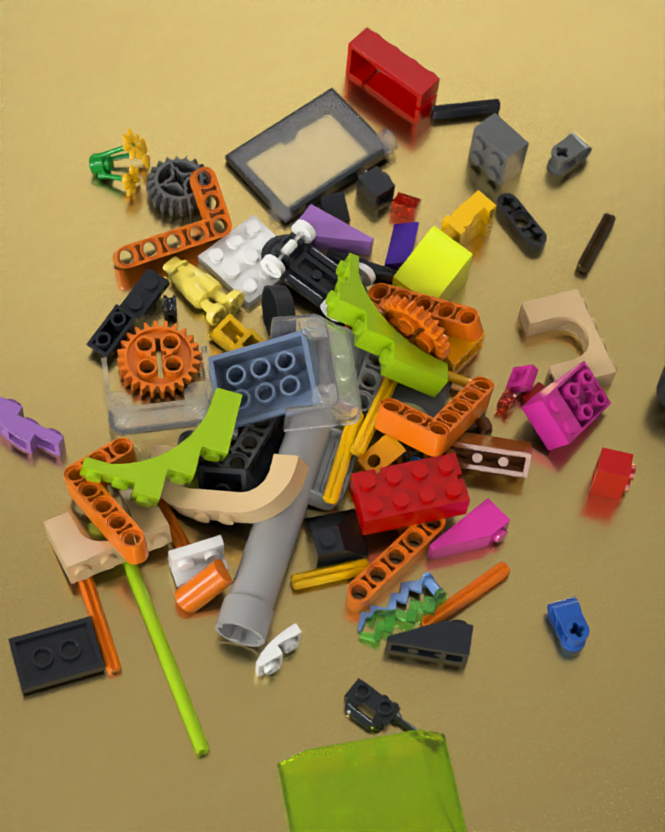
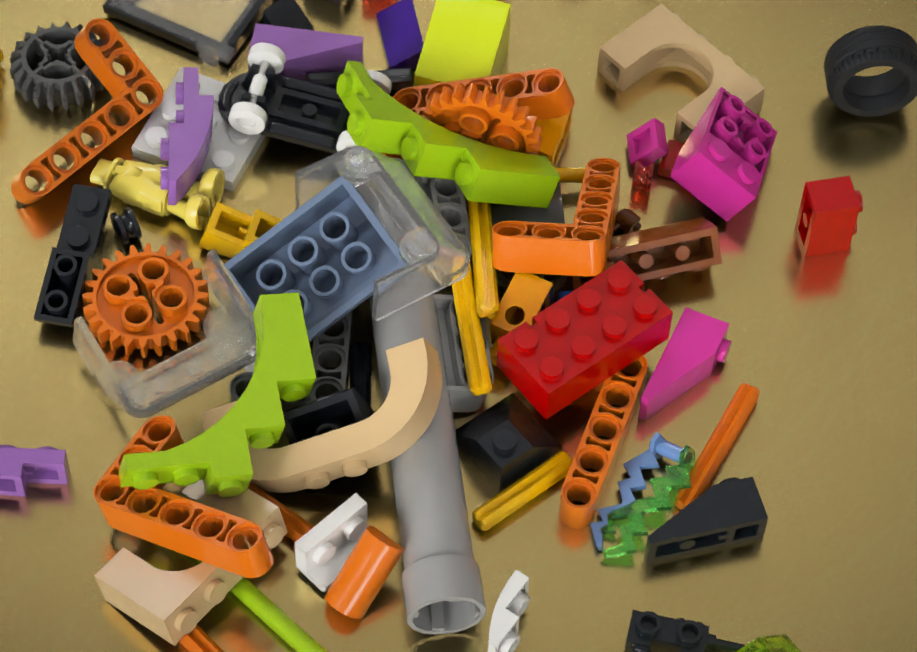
camera: 20 degrees left, 5 degrees down
(230, 267) = (187, 138): none -> medium lavender slope
(276, 303) = (266, 176): black tyre -> none
(569, 623) = (867, 423): blue piece -> none

